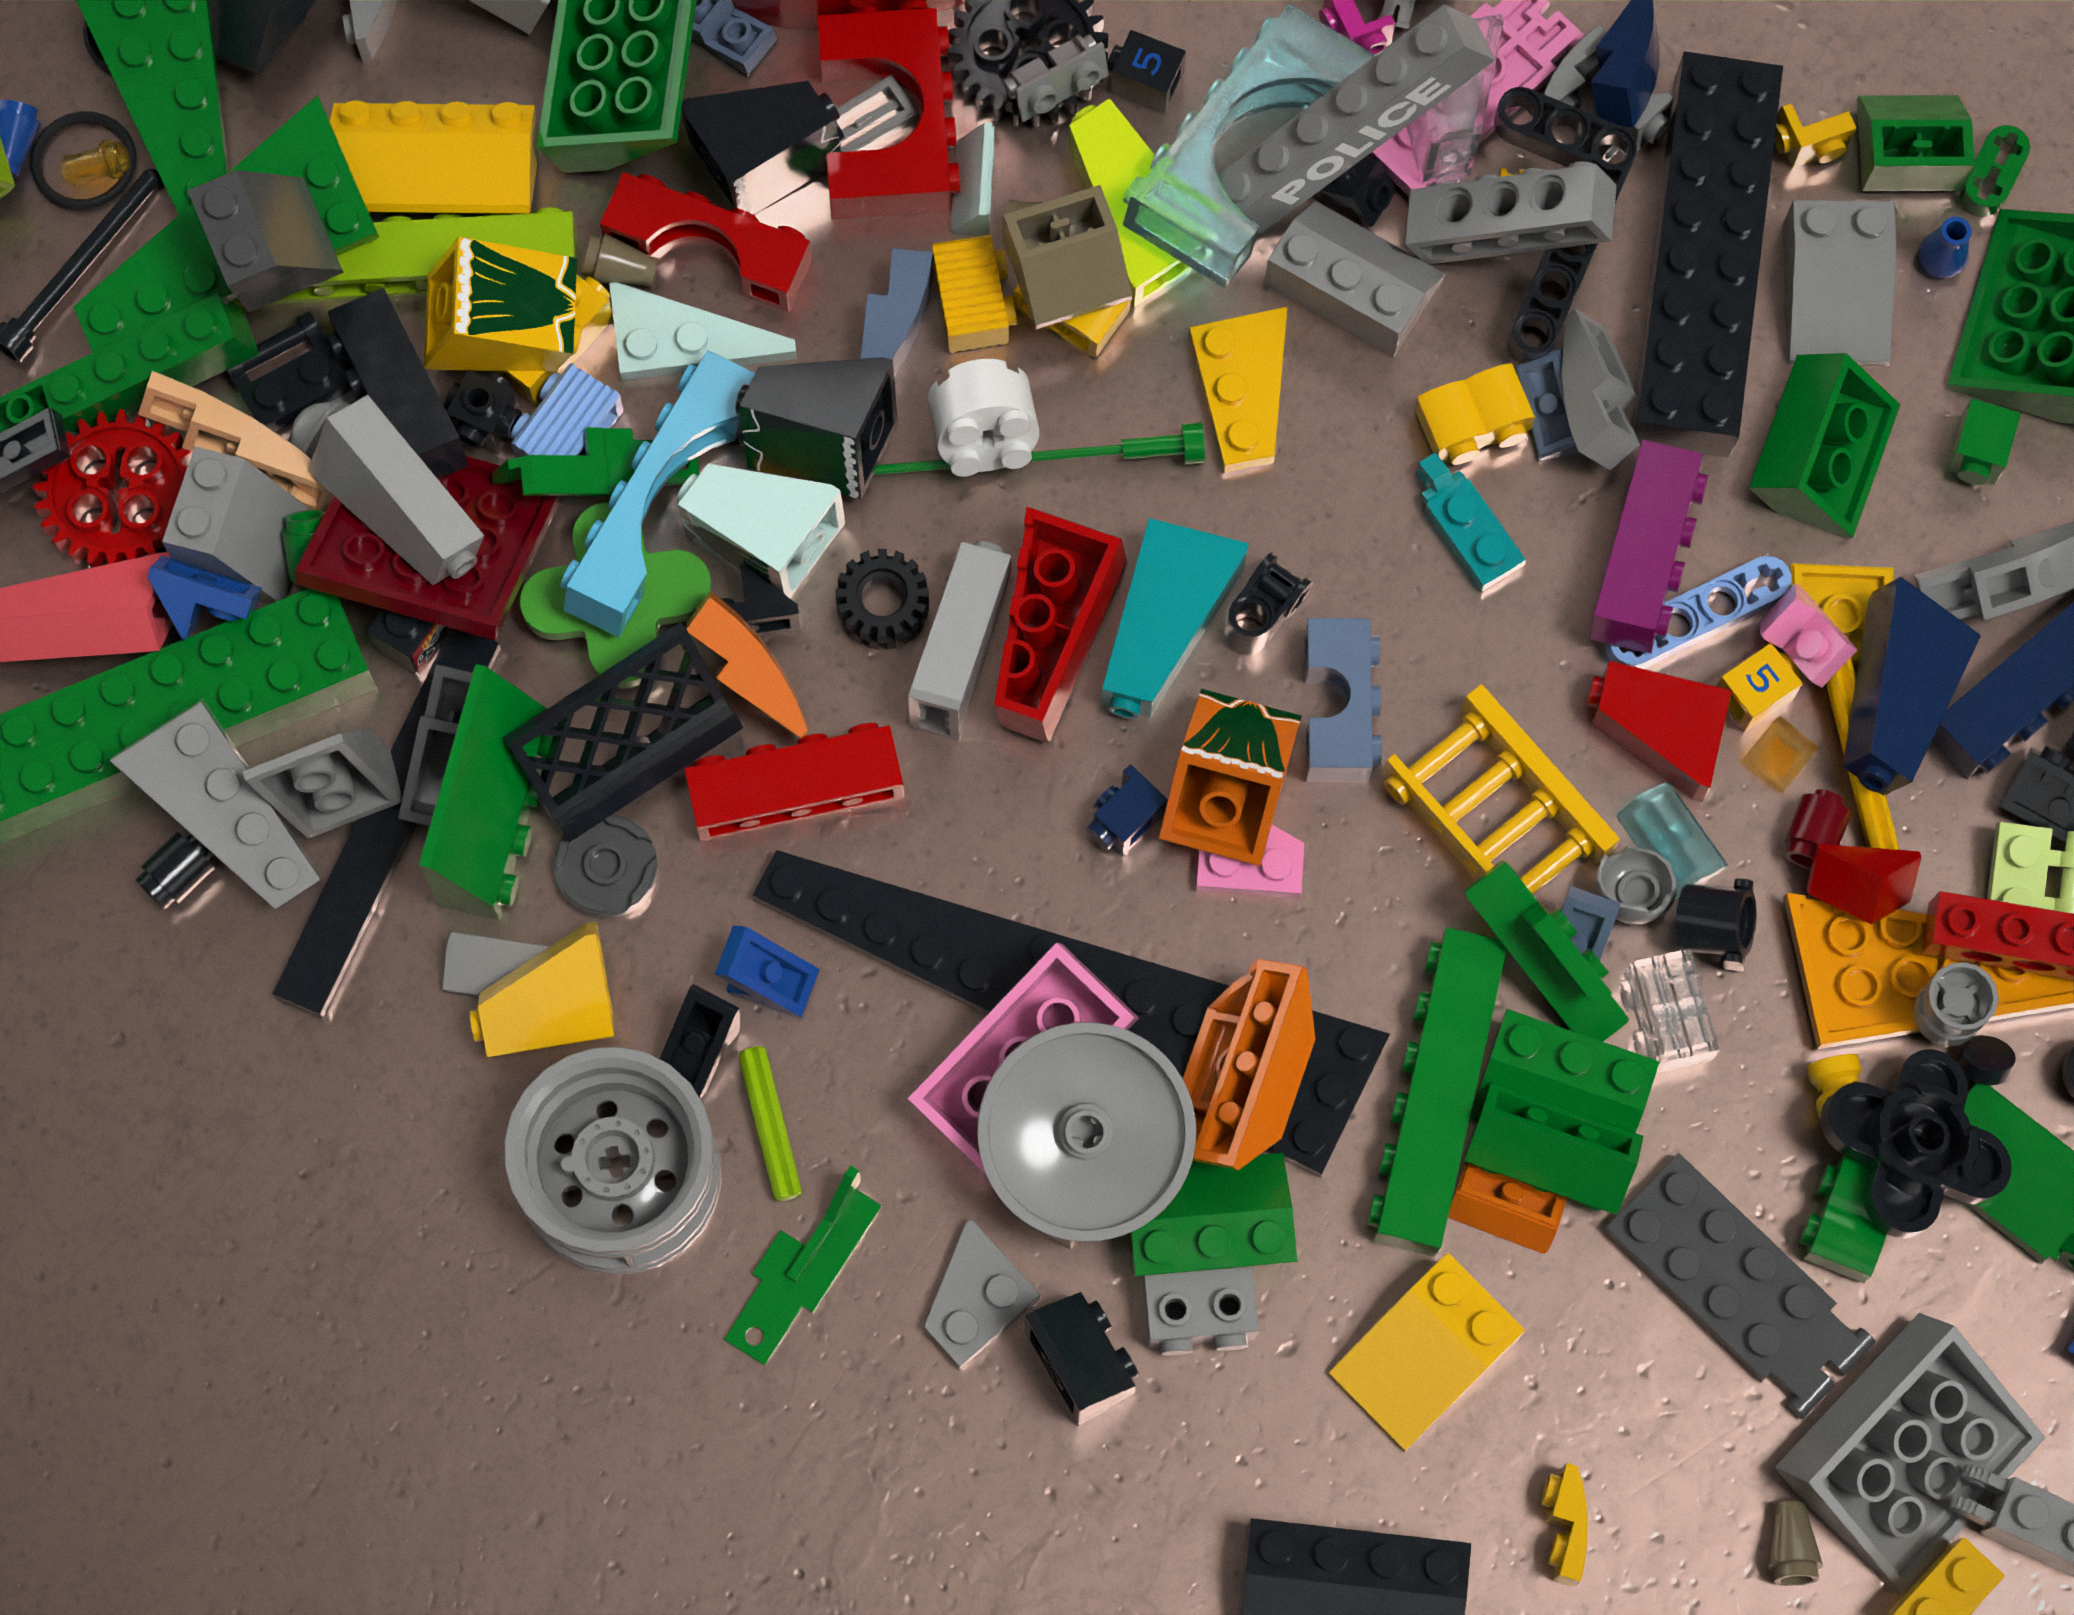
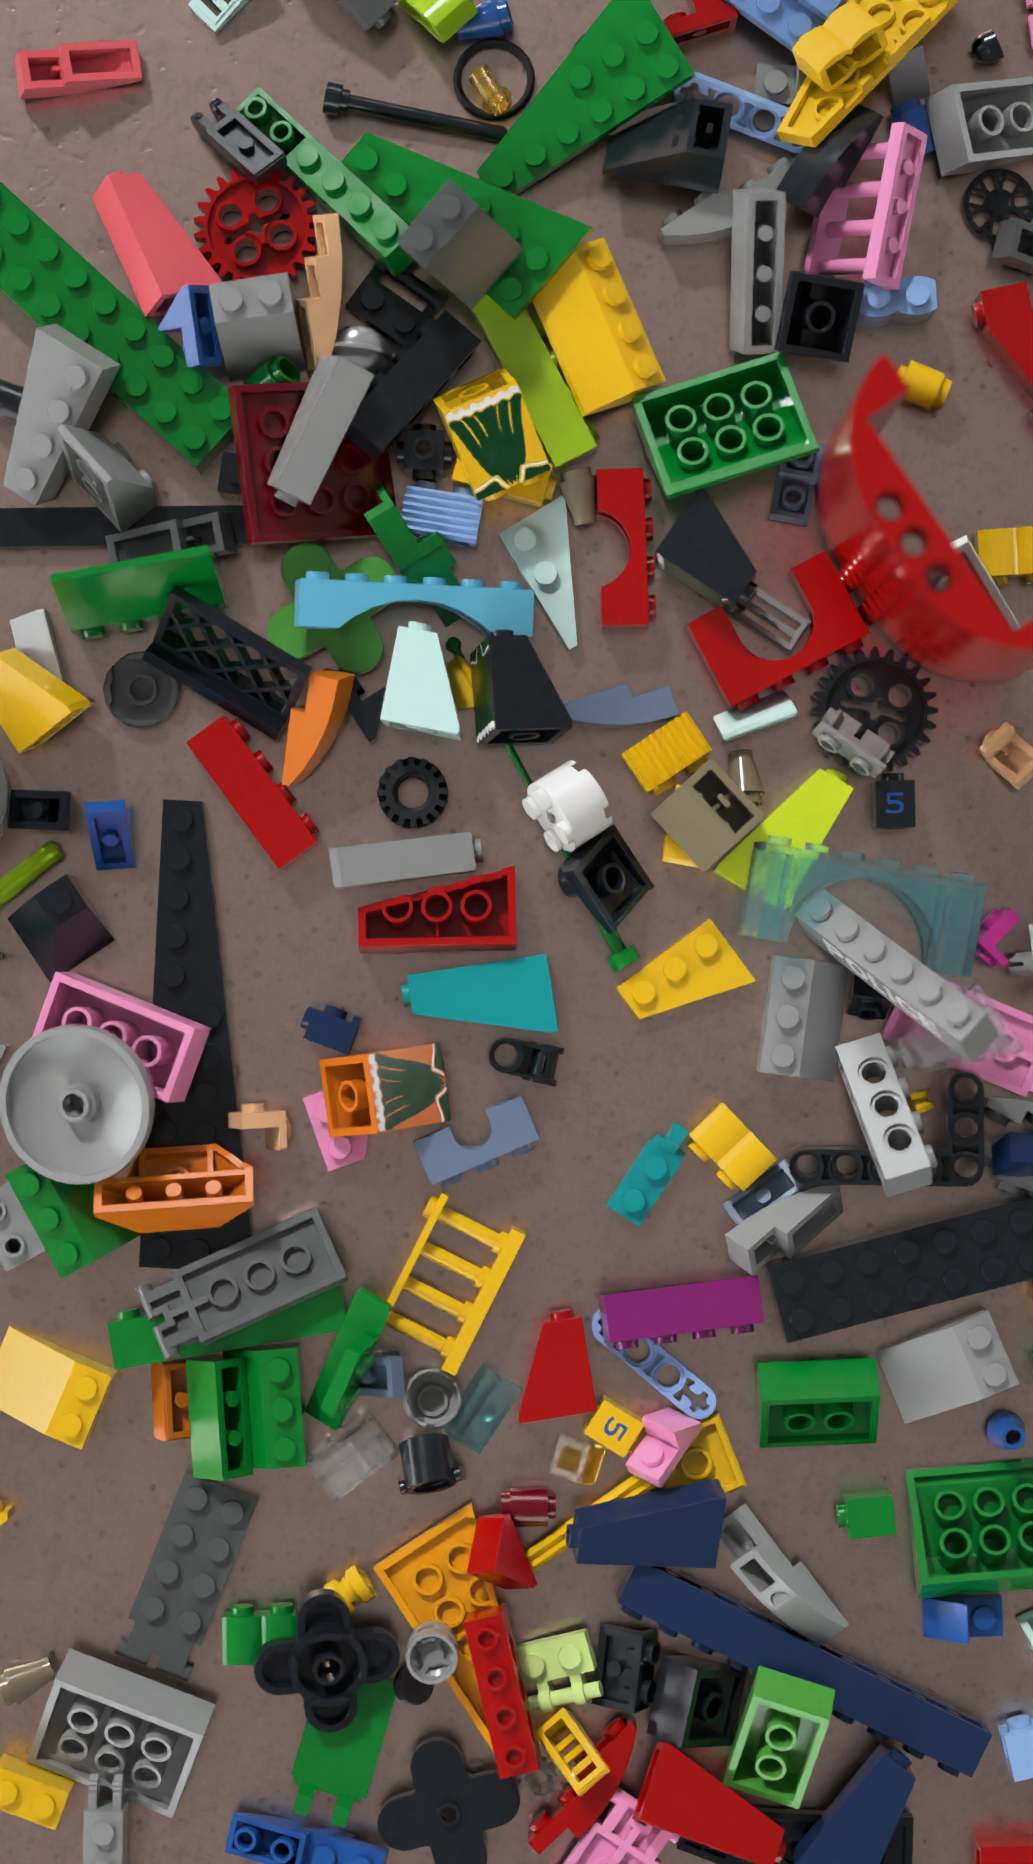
camera: 65 degrees right, 15 degrees up
(853, 1088) = (61, 927): none -> black slope
(1087, 417) = (605, 878): none -> black slope
(1215, 932) = (255, 1116): none -> light nougat bracket
(1399, 1038) = (243, 1283): none -> dark grey hinge

